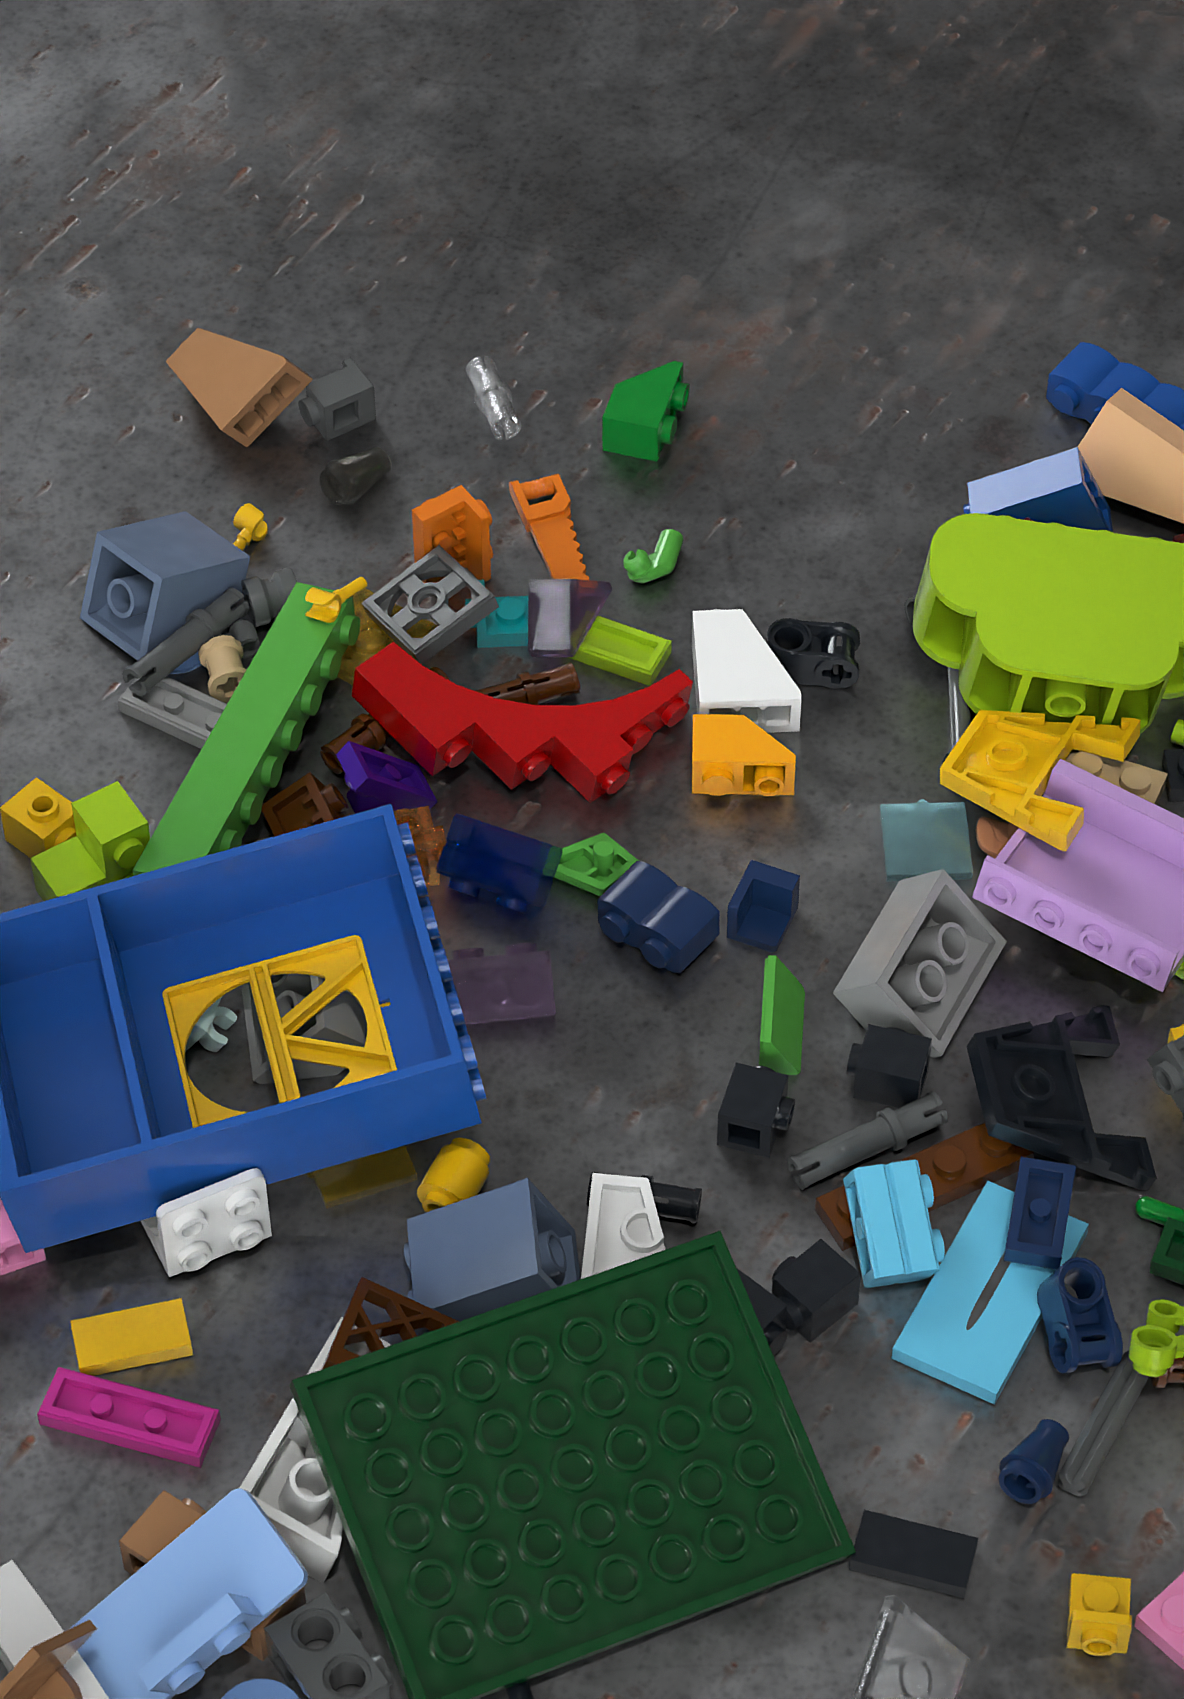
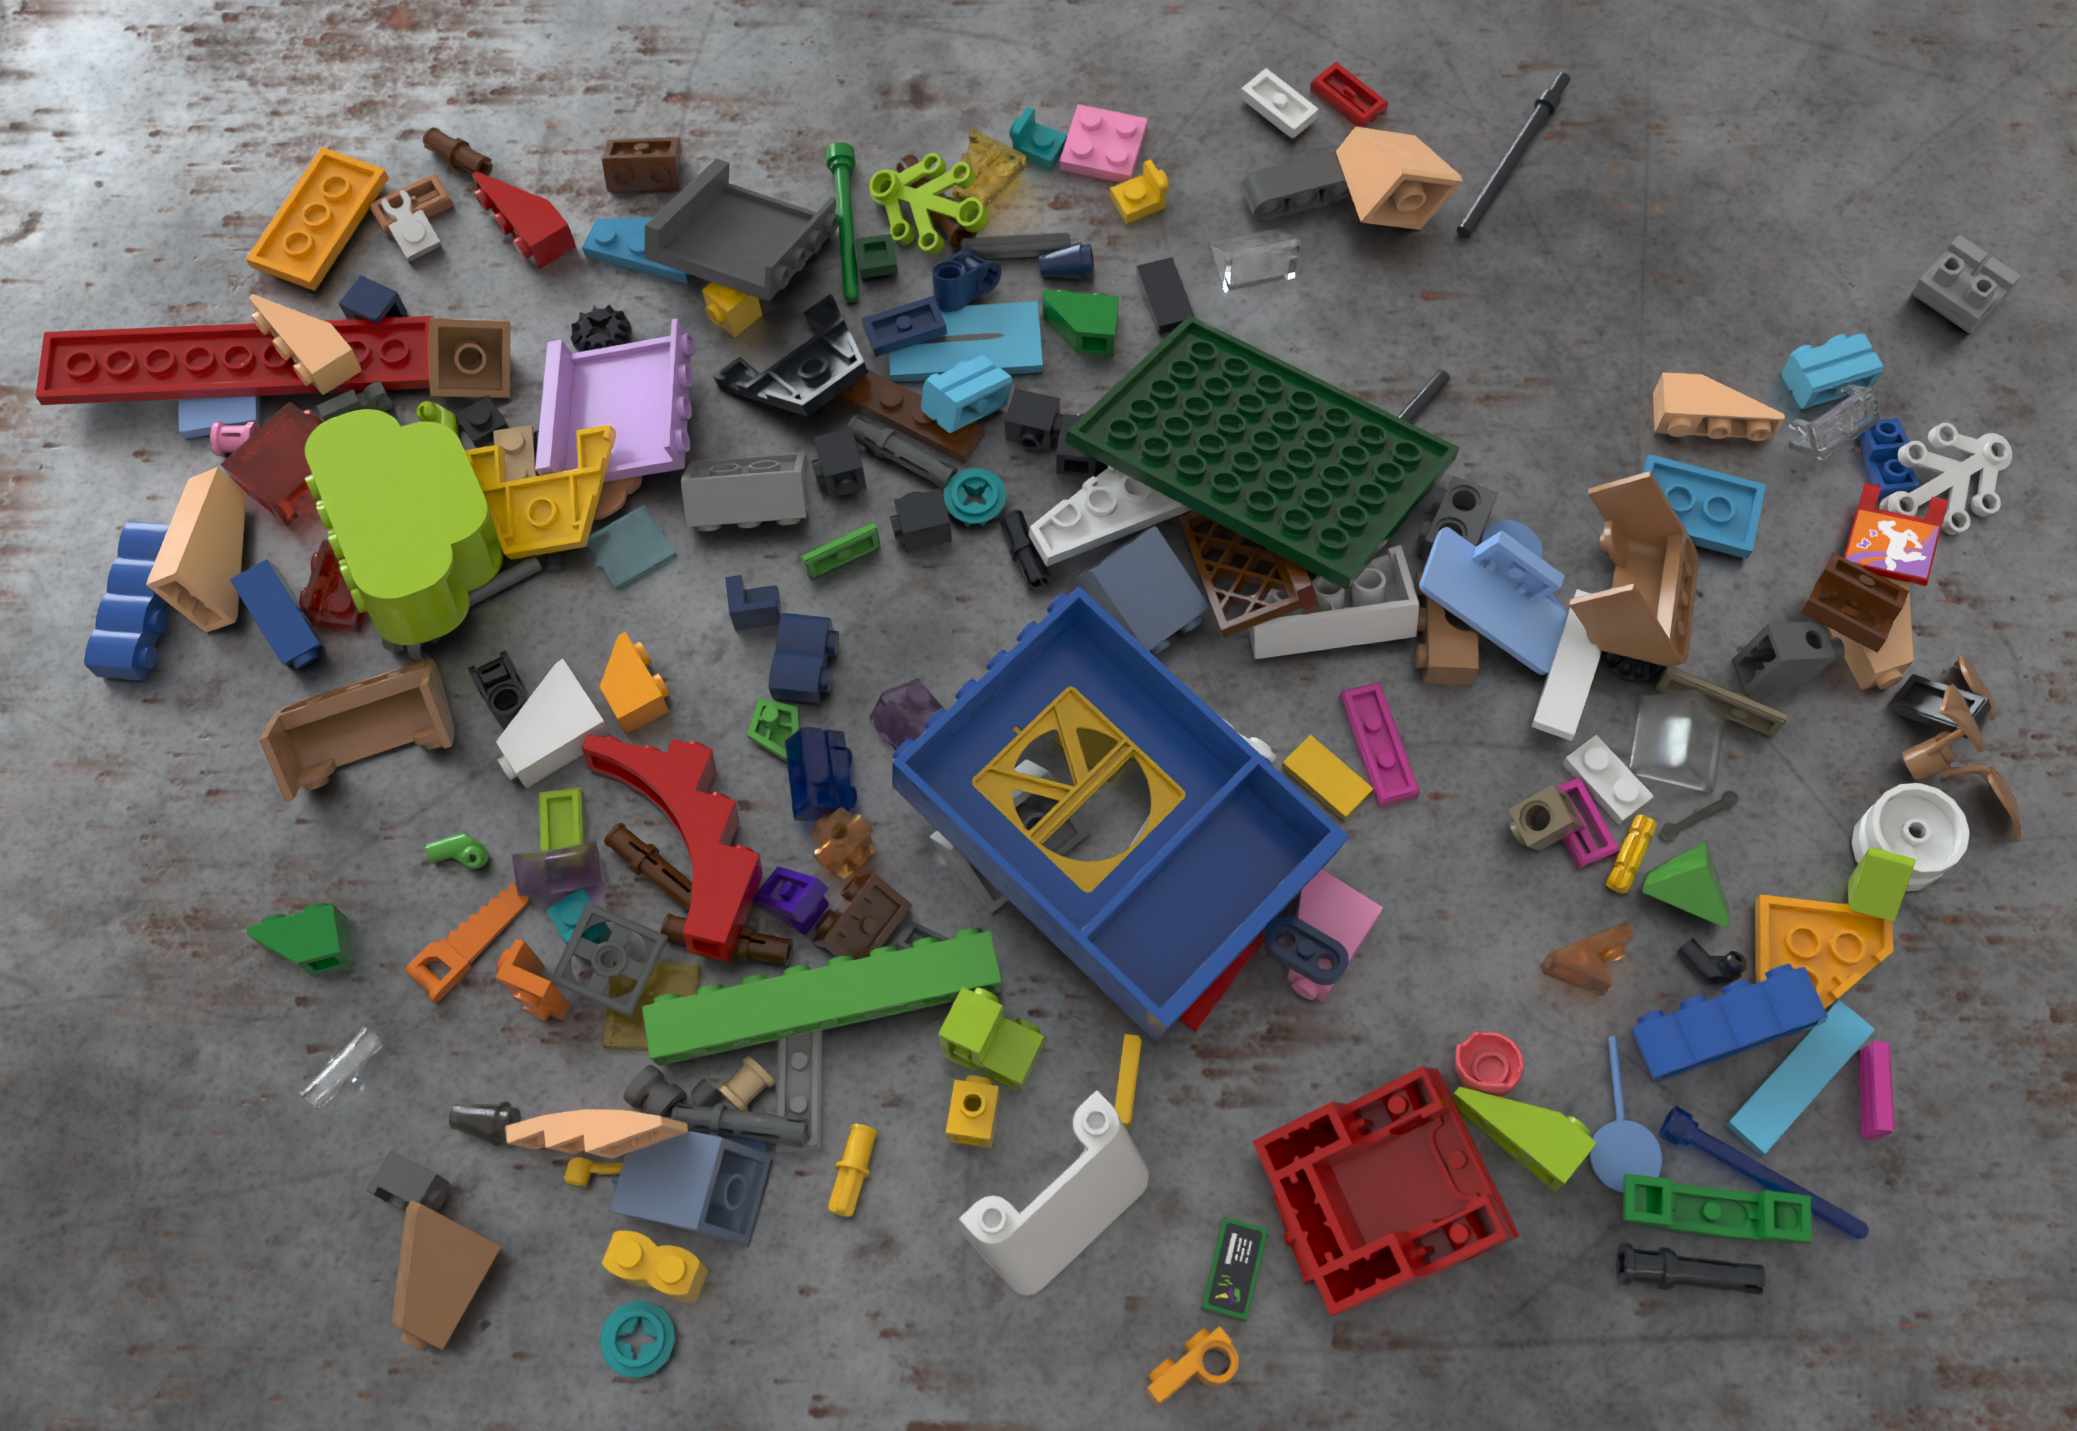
camera: 120 degrees left, 15 degrees up
(62, 490) = (624, 1322): none -> teal gear
(75, 713) = (852, 1170): none -> yellow axle
(118, 507) = (645, 1265): none -> yellow brick
(261, 521) = (595, 1131): none -> light nougat slope
(327, 604) = (671, 1009): yellow hand -> none
(767, 1169) = (975, 482): none -> teal gear
(873, 519) = (354, 722): none -> medium nougat windscreen
(924, 1424) = (1083, 320): none -> green slope

